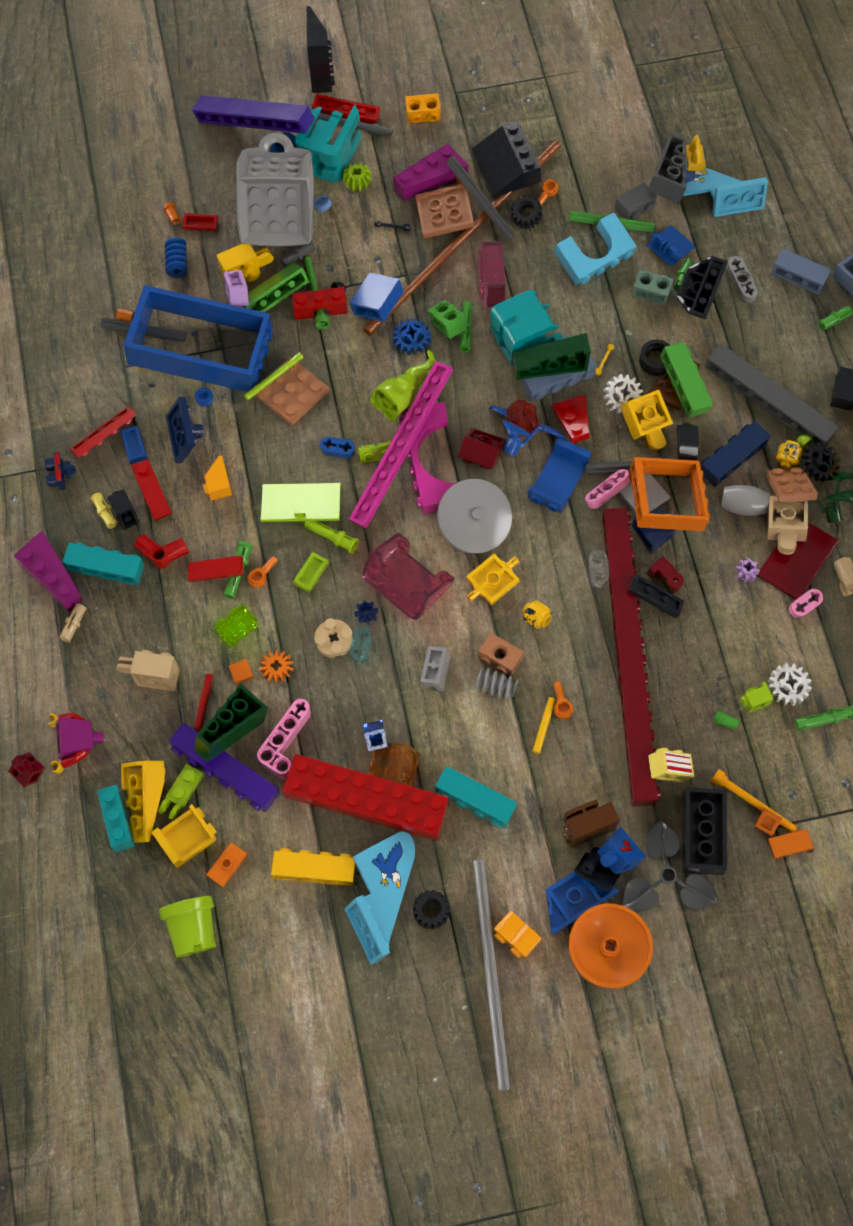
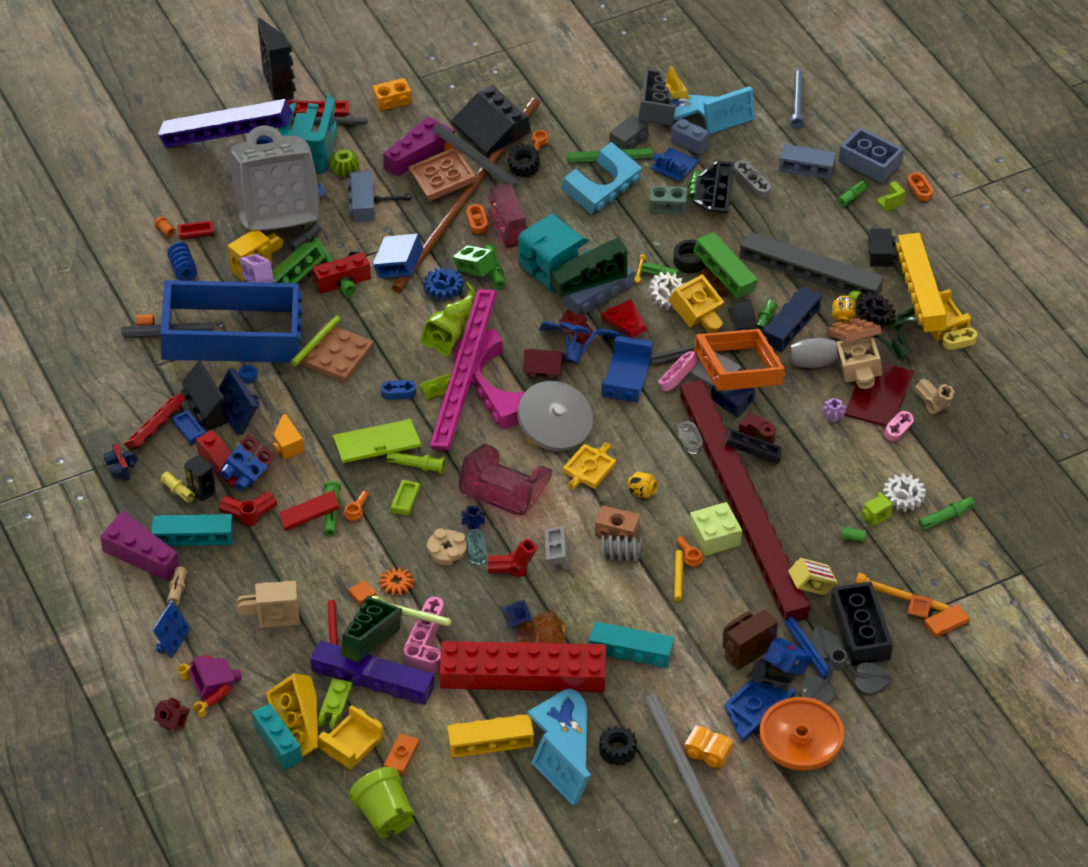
camera: 15 degrees left, 20 degrees down
(50, 675) = (170, 630): none -> blue hinge
(153, 419) = (204, 397): none -> black slope
(167, 506) = (243, 468): none -> blue hips
(235, 625) = (345, 554): clear neon green brick -> none
(253, 688) = (421, 615): none -> yellowish green piece
(362, 219) = (361, 196): none -> sand blue brick
(389, 674) = (515, 562): none -> red piece
(464, 270) = (477, 218): none -> orange plate
(593, 683) = (715, 529): none -> yellowish green brick
(622, 367) = (656, 269): none -> bright green axle
(645, 842) = (807, 646): none -> blue axle
(694, 218) = (690, 136): none -> sand blue brick
(711, 443) = (766, 315): none -> bright green pin
(804, 220) = (797, 118): none -> sand blue piece

